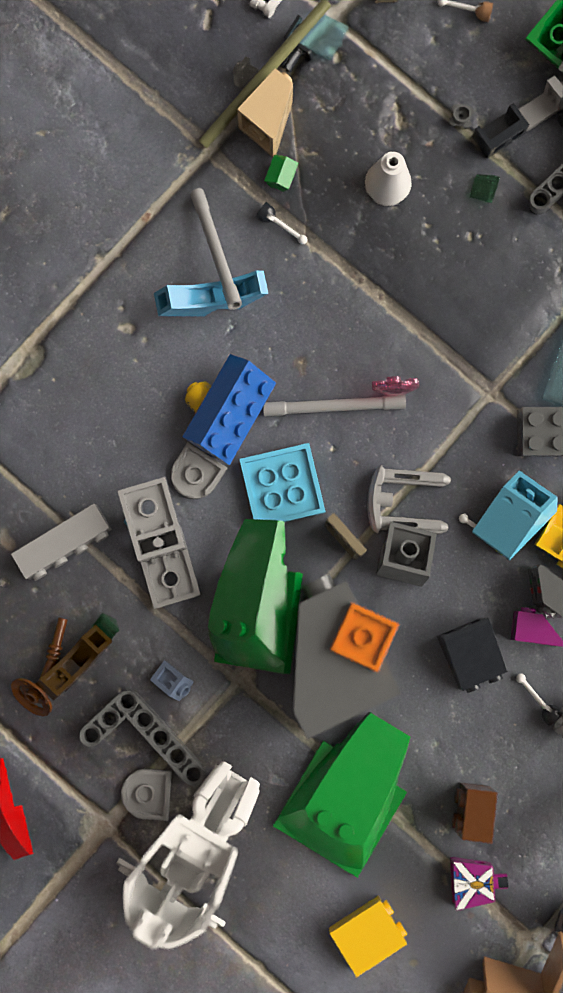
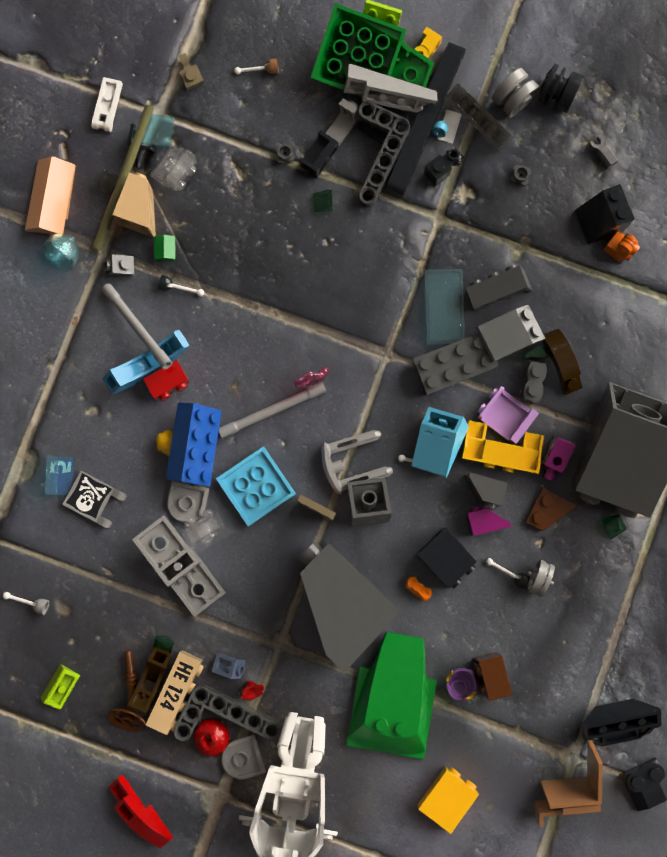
camera: 20 degrees left, 0 degrees up
(61, 387) = (59, 475): none -> clear light blue panel
(61, 542) = (105, 593): light grey brick -> none
(87, 426) = (90, 498): none -> flag
(98, 686) = (174, 692): none -> tan brick
(129, 751) = (217, 732): none -> red hair
(161, 131) = (61, 251): none -> clear light blue cylinder
(173, 65) = (50, 196): none -> light nougat slope
(188, 720) = (252, 691): none -> red plant
(204, 515) = (205, 532): none -> clear brick
(221, 173) = (119, 265): none -> bracket
(225, 325) = (166, 381): none -> red brick
(256, 601) = (268, 582): green wedge -> none
(328, 84) = (174, 168): none -> clear brick
(364, 637) = (357, 580): orange tile -> none
(388, 180) = (248, 223): white cone -> none
(425, 677) = (418, 588): none -> orange piece
(435, 808) = (461, 684): none -> medium lavender hair
(474, 882) = (512, 728): torso -> none

